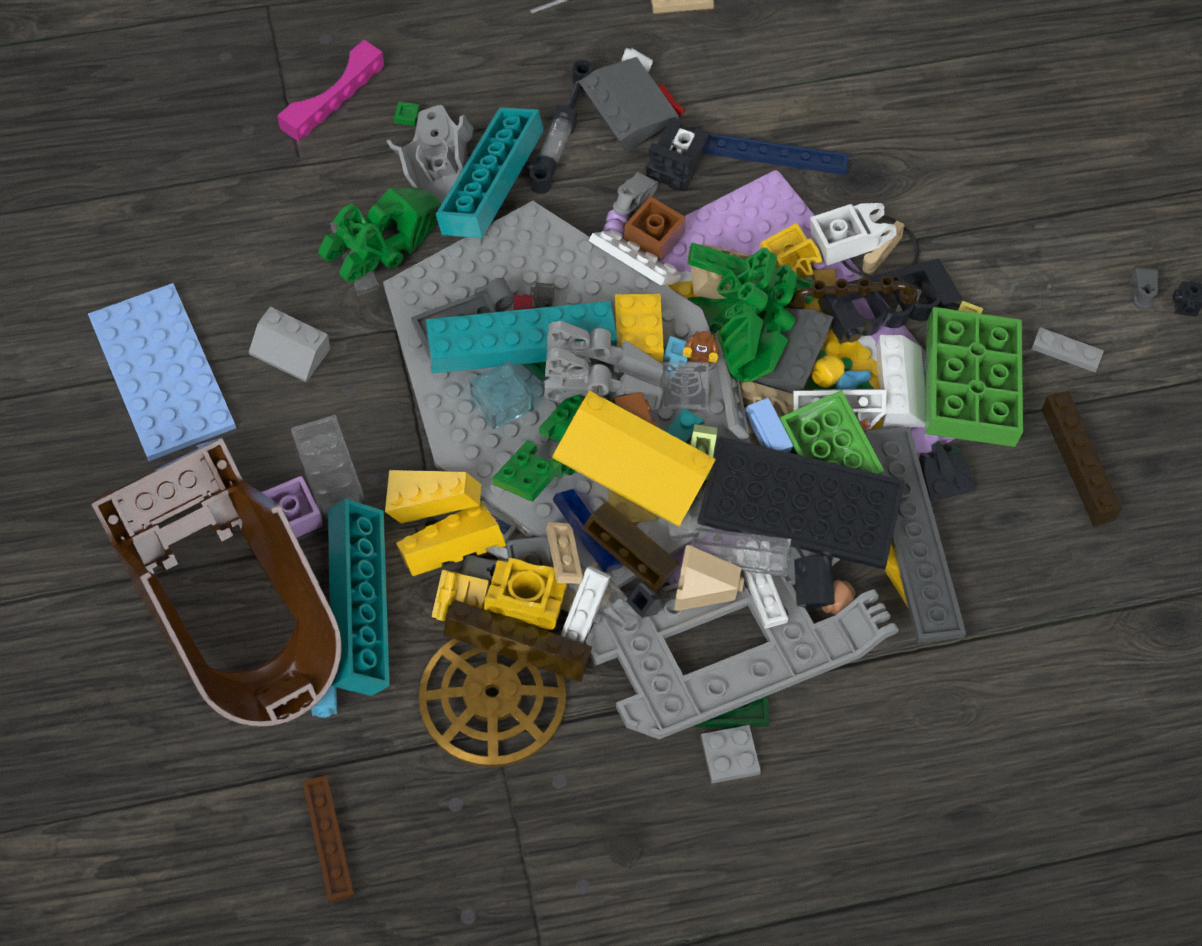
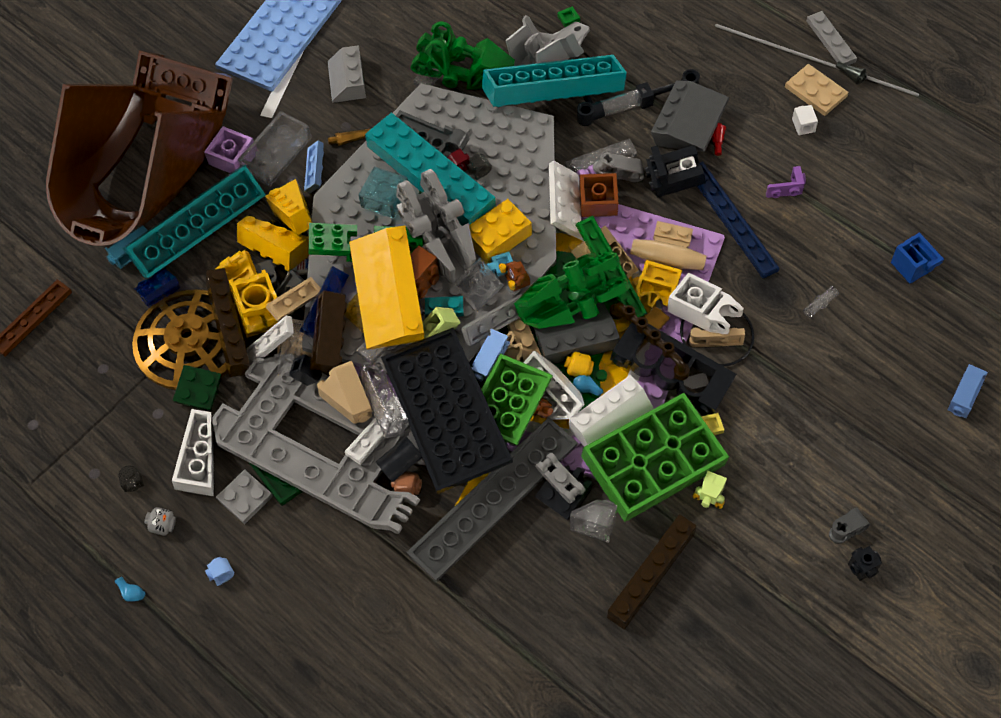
camera: 60 degrees right, 0 degrees up
(243, 424) = (275, 96): none -> white sticker
(370, 392) = (346, 137): none -> pearl gold bar
(381, 446) = (314, 167): none -> light blue plate
(406, 687) = (152, 289): none -> clear blue plate
(566, 721) = (197, 388): none -> dark green plate
(602, 200) = (623, 148): none -> clear plate
(631, 53) = (733, 104): white cone -> none
(652, 766) = (196, 461): none -> white wedge
(701, 848) = (160, 521): none -> light grey head
(708, 23) = (804, 119): none -> white brick
(758, 927) = (129, 591): none -> dark azure animal
(759, 217) = (670, 248): none -> tan plate
(773, 78) = (790, 188): none -> medium lavender bracket
(801, 825) = (219, 570): none -> light blue plate
(910, 149) = (821, 301): none -> clear pin
(929, 52) = (915, 258): none -> blue plate
(939, 463) = (560, 478): none -> light grey plate
(1003, 463) = (595, 519): none -> clear slope
(1036, 359) = (711, 490): none -> yellowish green piece
(1067, 349) = (744, 508): light grey plate -> none
(1084, 114) = (967, 391): none -> medium blue window

